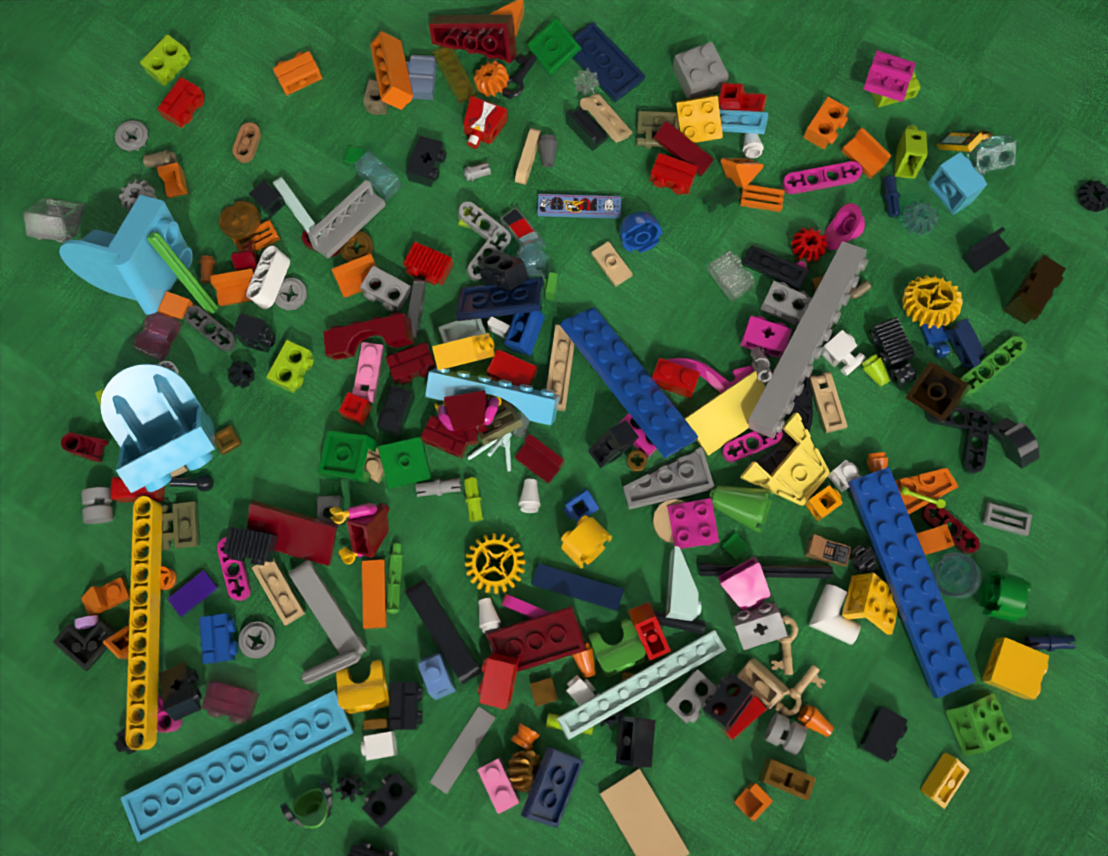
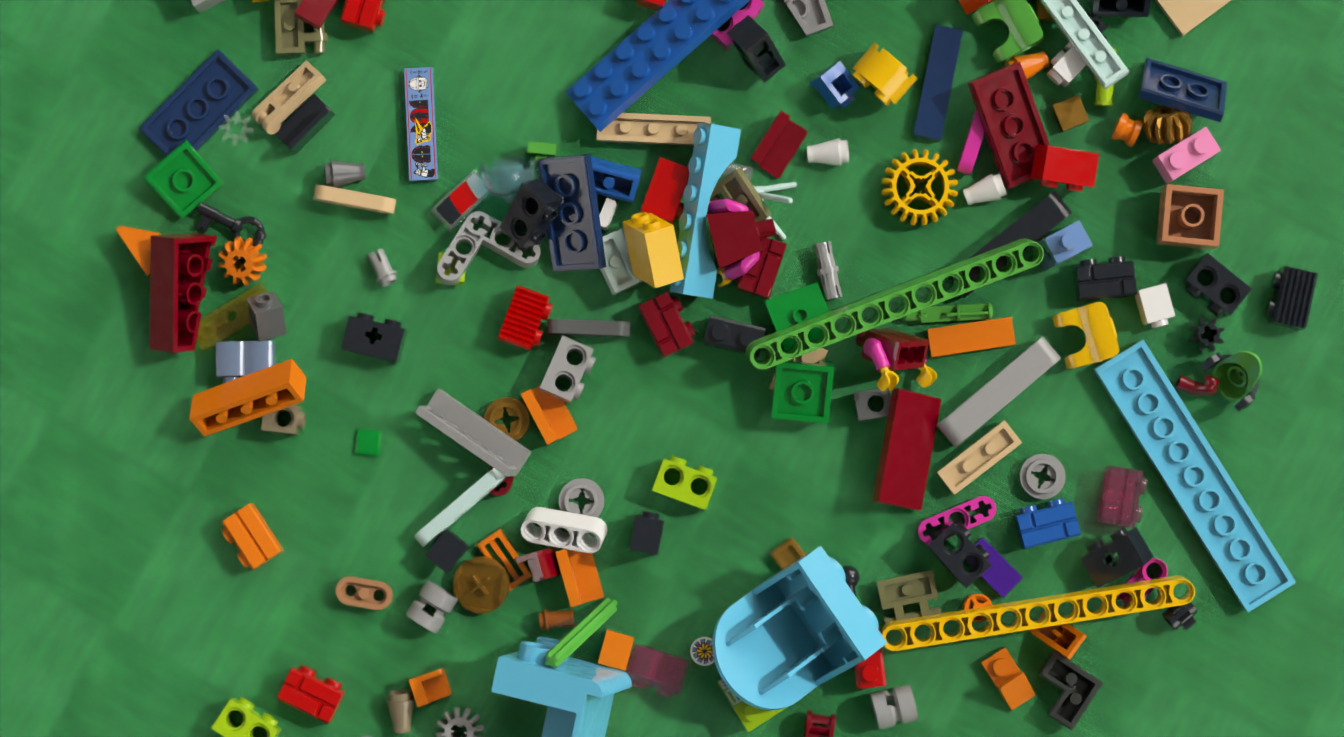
camera: 95 degrees left, 10 degrees up
(86, 622) = (1042, 694): lavender tile -> none
(201, 559) = (953, 558): none -> black brick
(213, 337) = (635, 590): dark grey beam -> none
(228, 184) = (437, 598): none -> light grey wheel
(240, 374) = (702, 547): black gear -> none
(250, 544) = (929, 496): black brick -> none
(307, 783) = (1197, 388): none -> dark red arm
(331, 666) = (1067, 375): light grey axle -> none
(343, 341) = (645, 417): dark red arch -> none
(355, 408) = (735, 389): red panel -> none
(368, 370) = (680, 382): bright pink plate -> none
(376, 723) = (1129, 312): pearl gold tile -> none
(381, 177) = (401, 402): clear light blue brick -> none
(408, 538) = (908, 305): none -> bright green beam
(446, 782) = (1189, 217): none -> nougat brick
(449, 89) = (266, 316): none -> dark grey brick
(462, 750) = (1129, 197): light grey sticker -> none
(473, 499) = (839, 224): lime axle -> none
(483, 122) = (309, 267): red torso -> none
(611, 264) = (501, 74): tan plate -> none
(640, 231) = (454, 38): blue cylinder -> none
(641, 456) = (775, 13): pearl gold bush -> none

